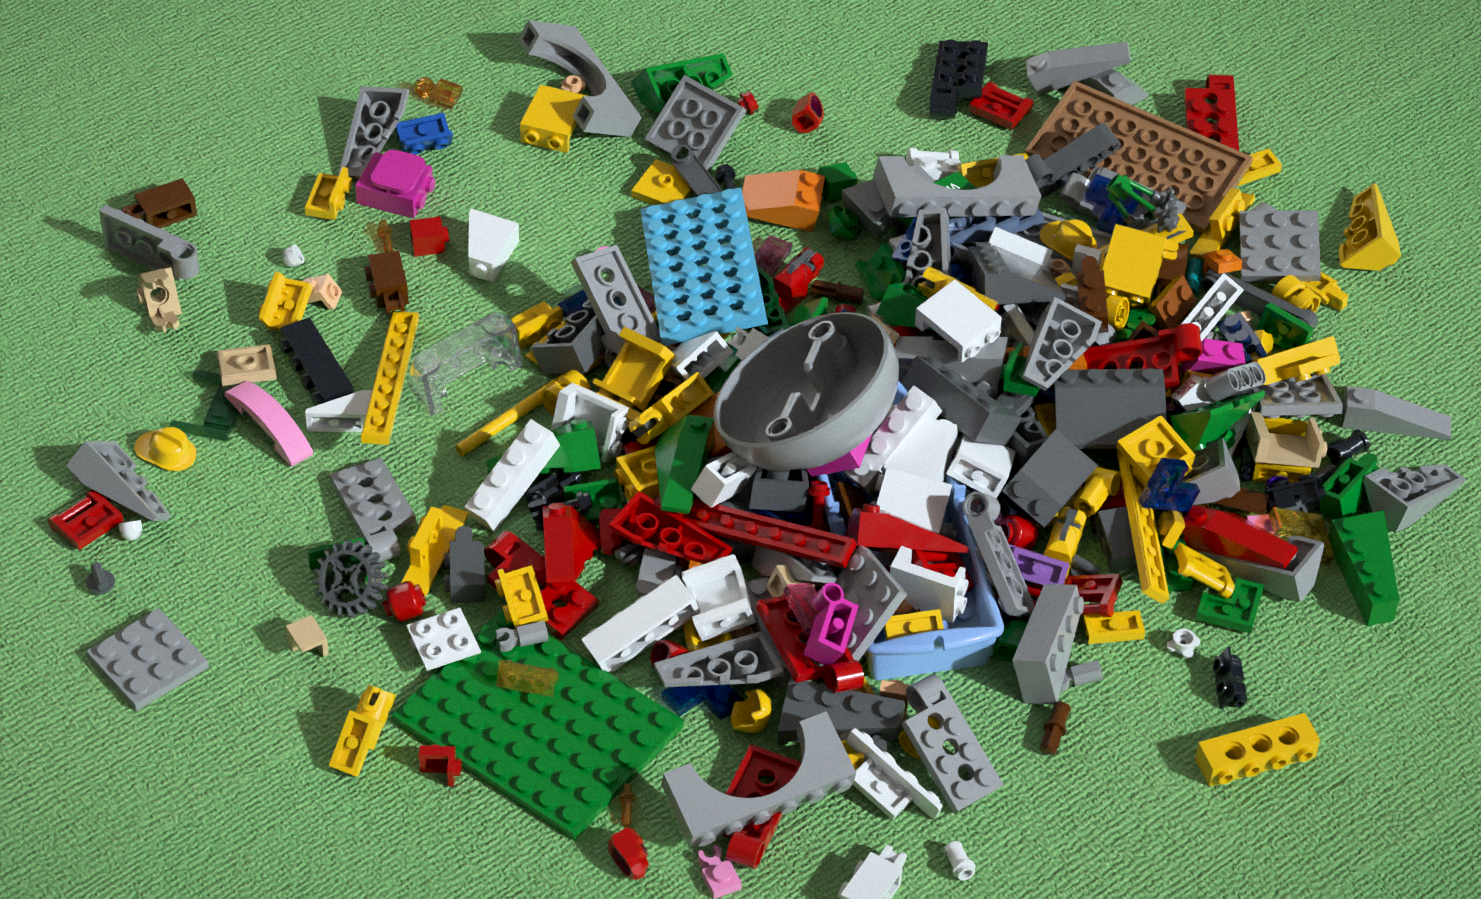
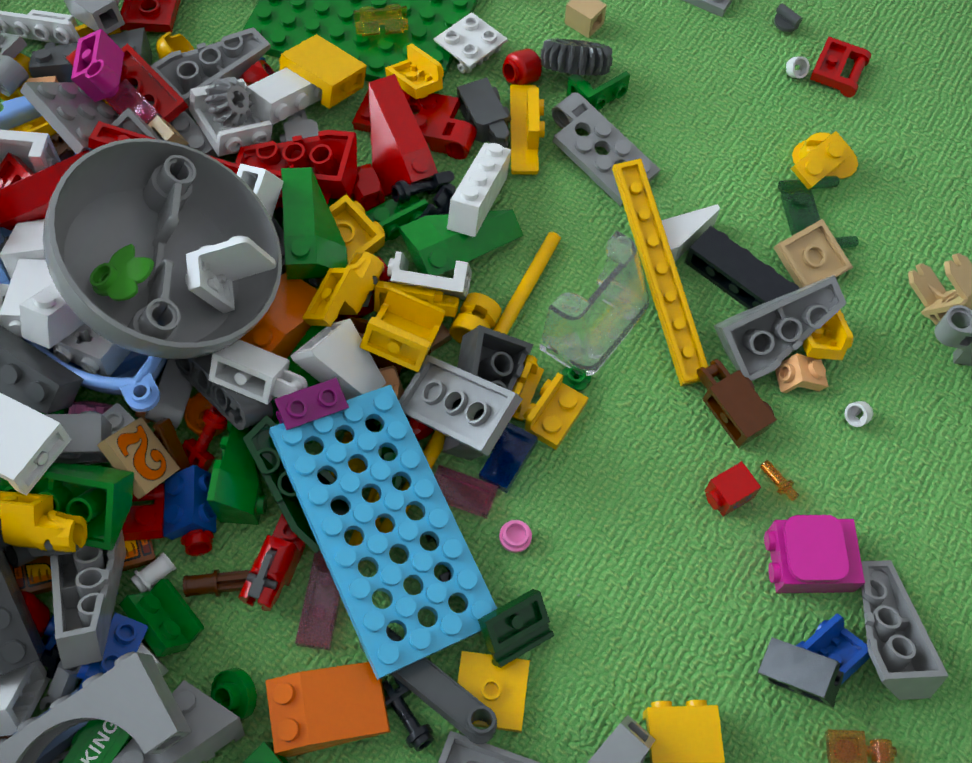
camera: 160 degrees right, 15 degrees up
(111, 472) = (842, 106): light grey wedge -> none
(183, 421) = (822, 160): none -> yellow plate
(273, 419) = (753, 196): bright pink slope -> none
(328, 195) = (879, 513): yellow bracket -> none
(343, 314) = (769, 332): none -> light grey wedge
(456, 119) = (801, 671): none -> hinge
(490, 244) = (658, 502): white slope -> none
(522, 636) = (398, 53): light grey bar -> none
(611, 630) = (325, 67): none -> yellow panel
(642, 196) = (516, 627): none -> dark green plate
(716, 587) = (228, 101): none -> light grey gear
(742, 317) = (310, 404): none -> magenta hinge
(760, 384) = (216, 266): none -> white bracket
(844, 368) = (121, 275): none -> bright green plate

